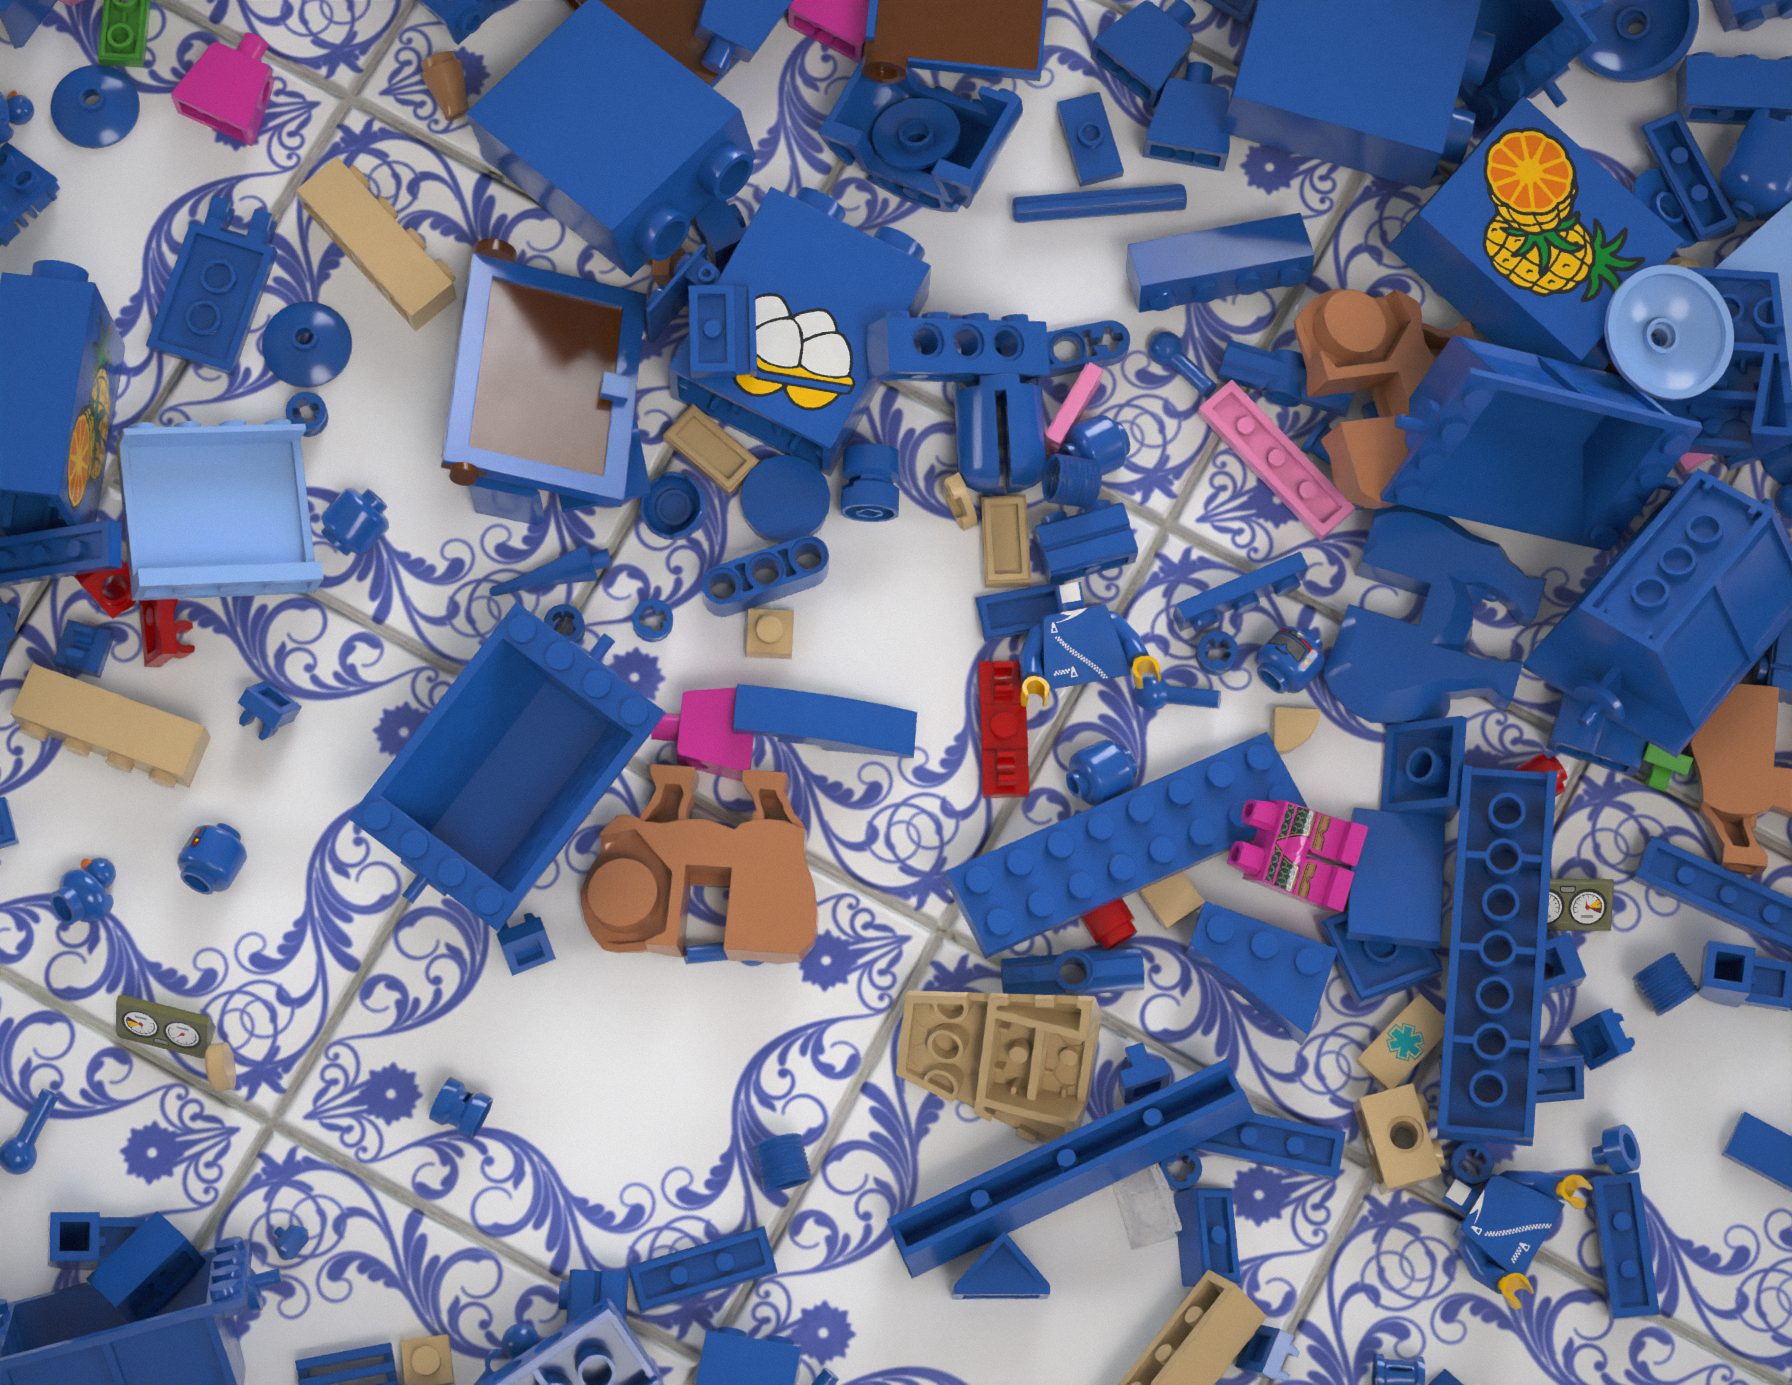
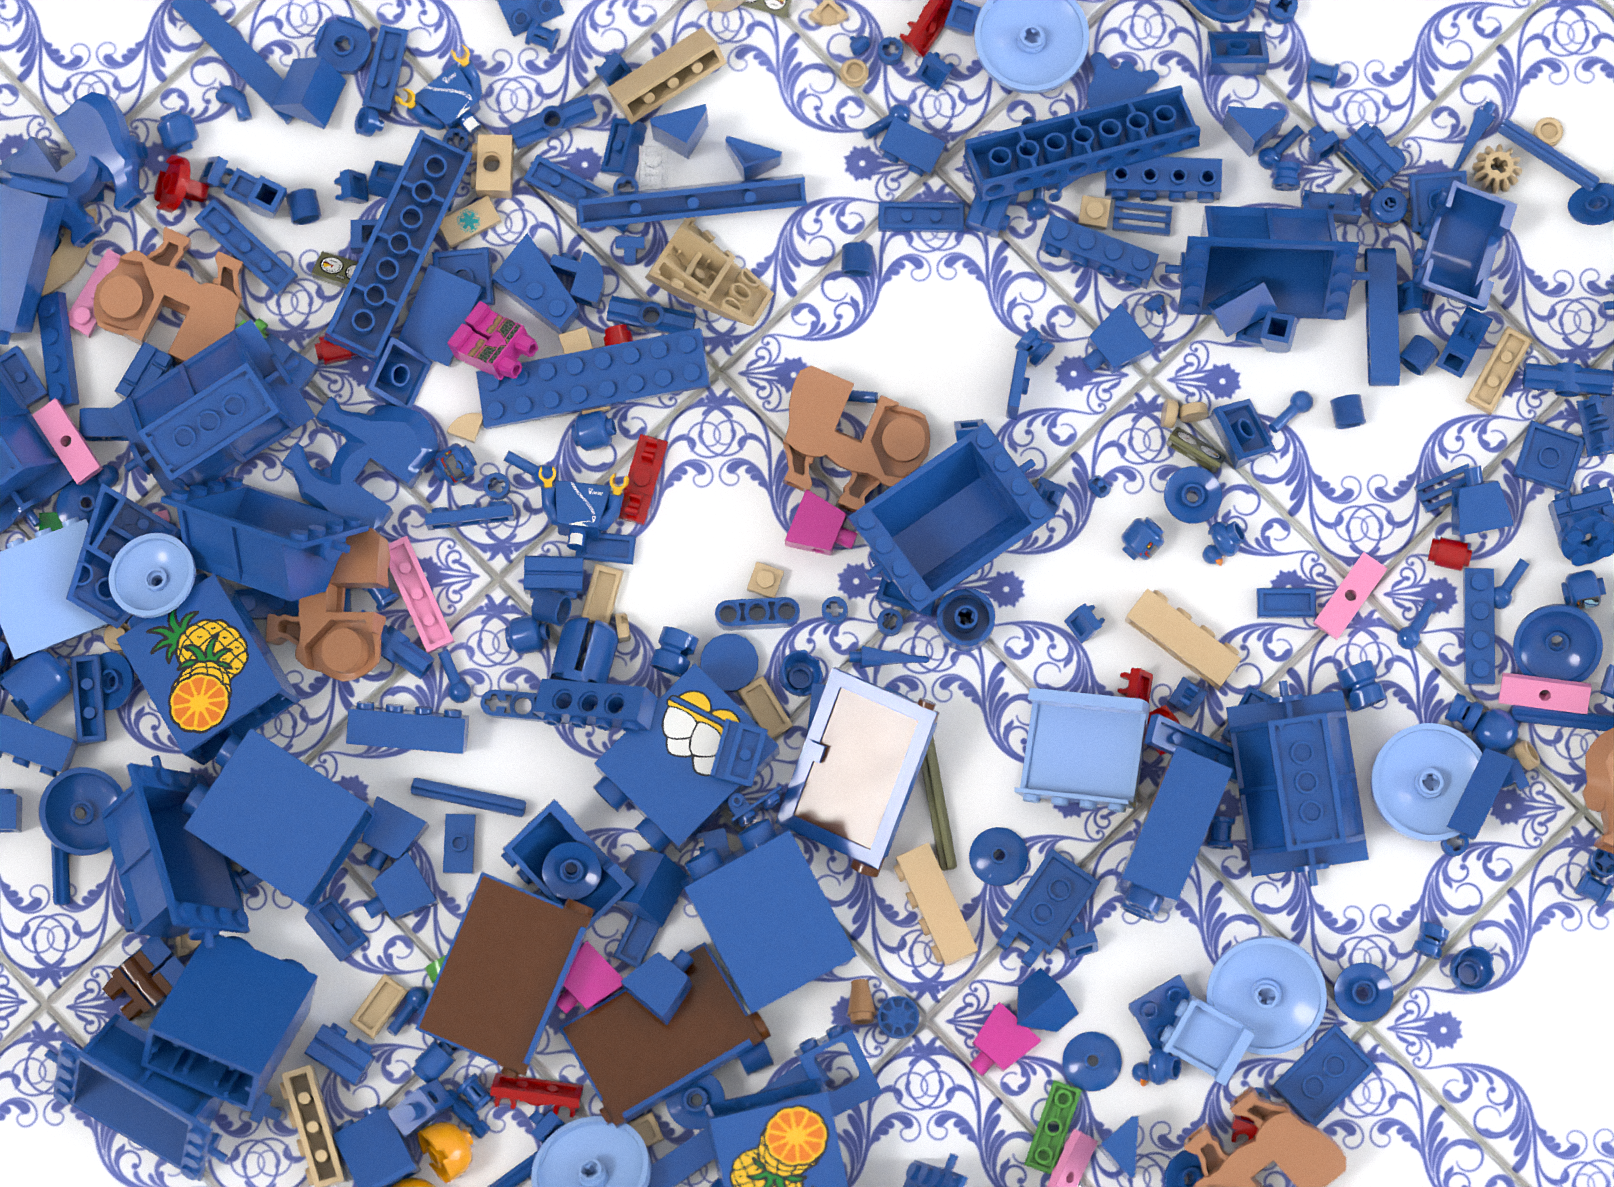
camera: 155 degrees left, 5 degrees up
(96, 1073) = (1241, 432): none -> blue slope
(135, 932) = (1197, 481): none -> blue dish
(151, 251) = (1081, 942): none -> blue tile
(183, 1081) = (1193, 412): none -> tan tile
(186, 156) = (1043, 1003): none -> blue slope
(302, 926) = (1099, 486): none -> blue rock
(315, 403) = (1017, 800): blue bush -> none
(332, 1153) = (1117, 343): none -> blue torso
(355, 521) = (1000, 724): blue head -> none
(378, 886) = (1051, 493): none -> blue tile
(387, 81) = (898, 1017): none -> blue wheel
(400, 1291) = (1098, 251): none -> blue brick
(410, 373) = (938, 809): none -> olive axle
(436, 632) = (960, 603): none -> blue brick
(467, 1030) = (1018, 385): none -> blue plate
(792, 86) = (636, 941): none -> blue tile
(792, 151) = (655, 886): none -> blue slope
(825, 721) = (750, 510): blue slope -> none
(1073, 407) = (532, 663): bright pink tile -> none
(1124, 1276) = (681, 129): none -> blue slope
(1188, 1007) = (587, 274): none -> blue brick
(1312, 1260) = (570, 114): none -> blue piece
(1724, 1245) = (358, 39): none -> blue plate
(1726, 1168) = (310, 91): none -> blue slope

